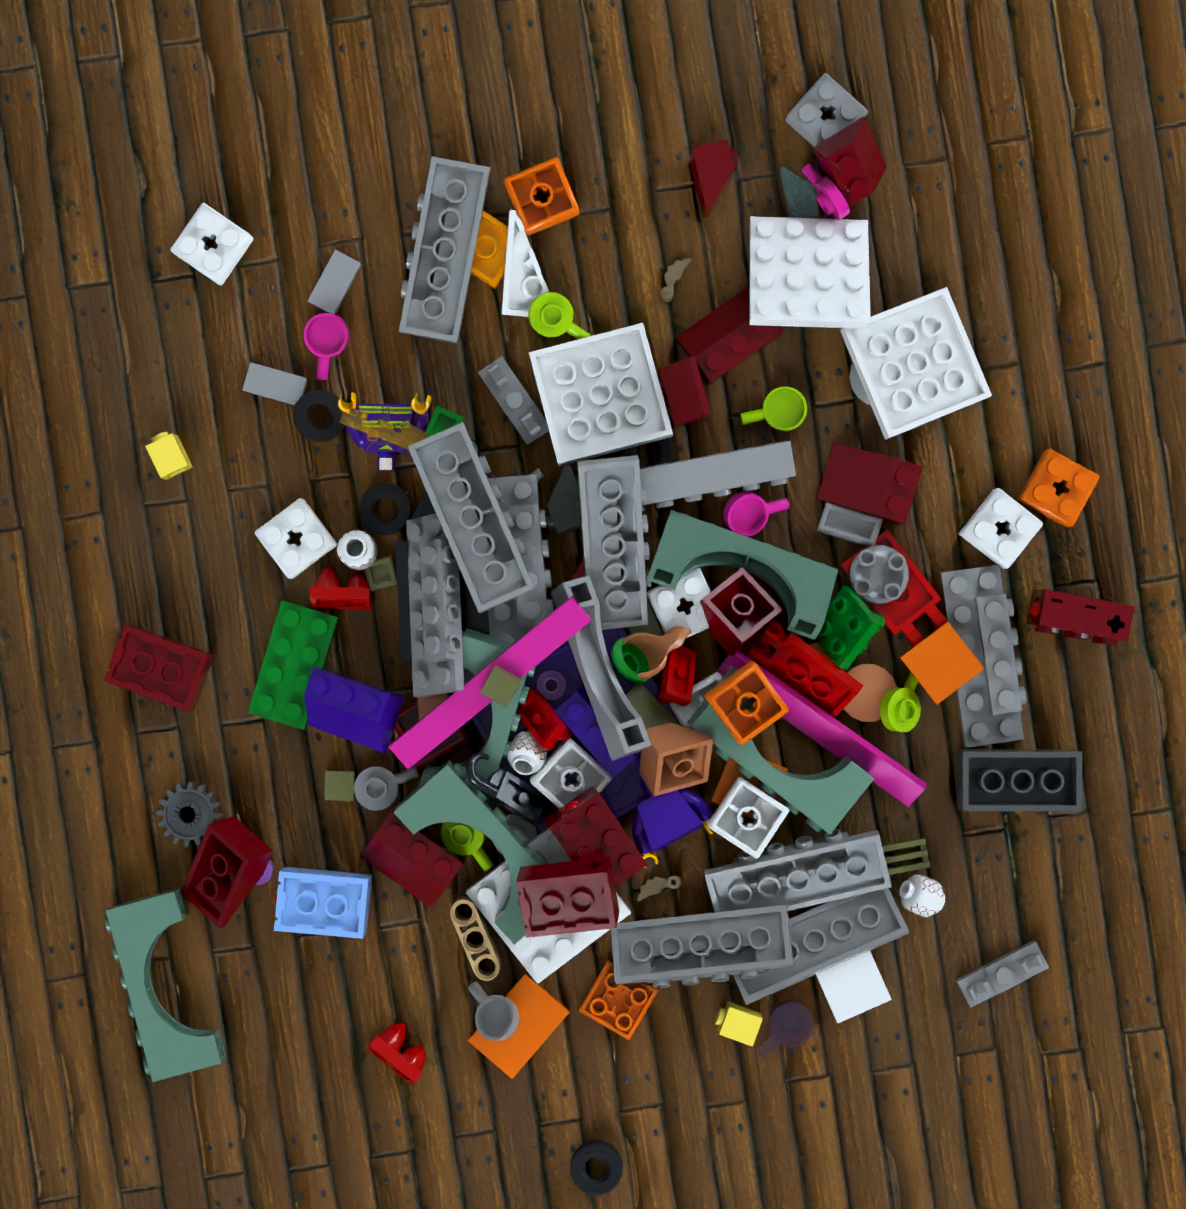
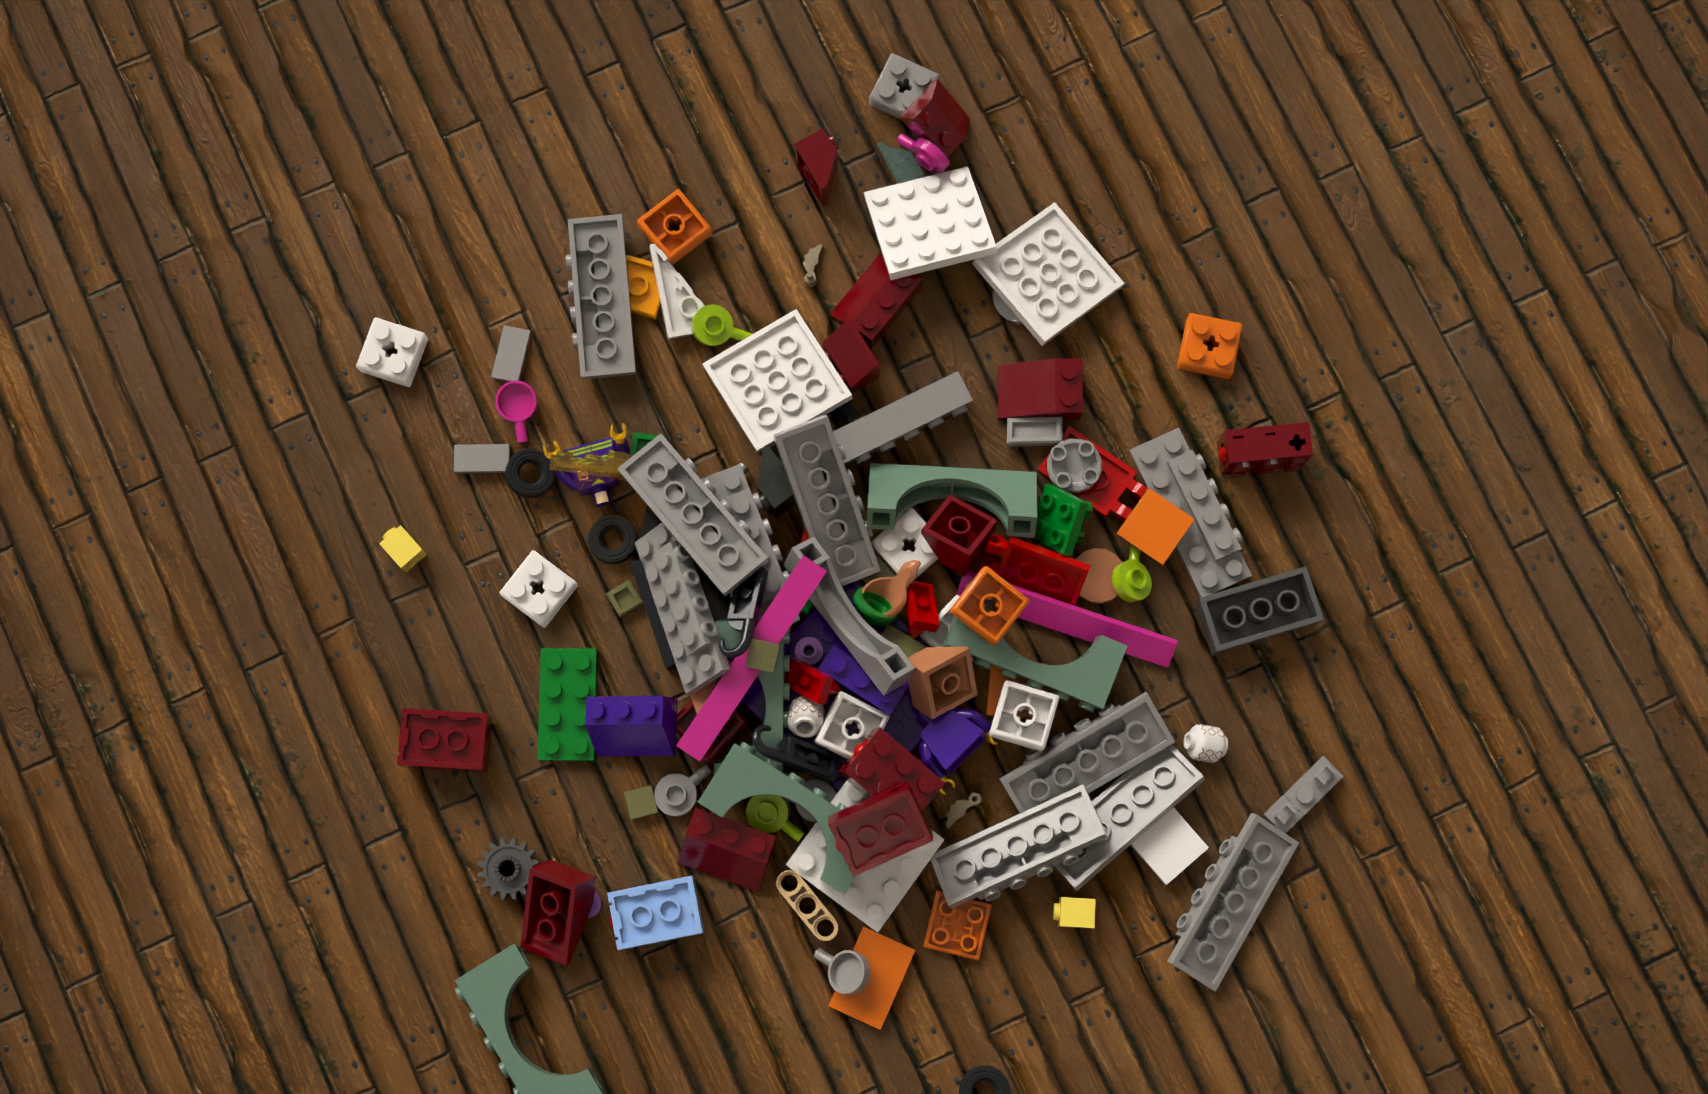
camera: 15 degrees left, 10 degrees down
(329, 594) = (585, 631): red tile -> none
(357, 550) = (597, 581): white head -> none
(386, 1049) = (754, 1037): red tile -> none
(496, 635) = (745, 611): none -> black plate
(514, 400) = (702, 411): light grey plate -> none
(749, 513) = (941, 446): dark pink piece -> none
(782, 410) = (942, 349): lime piece -> none
(789, 1025) = (1123, 901): clear purple piece -> none
(896, 1057) = (1230, 900): none -> light grey plate
(923, 853) = (1194, 706): olive tile -> none
(1019, 522) = (1154, 402): white brick -> none

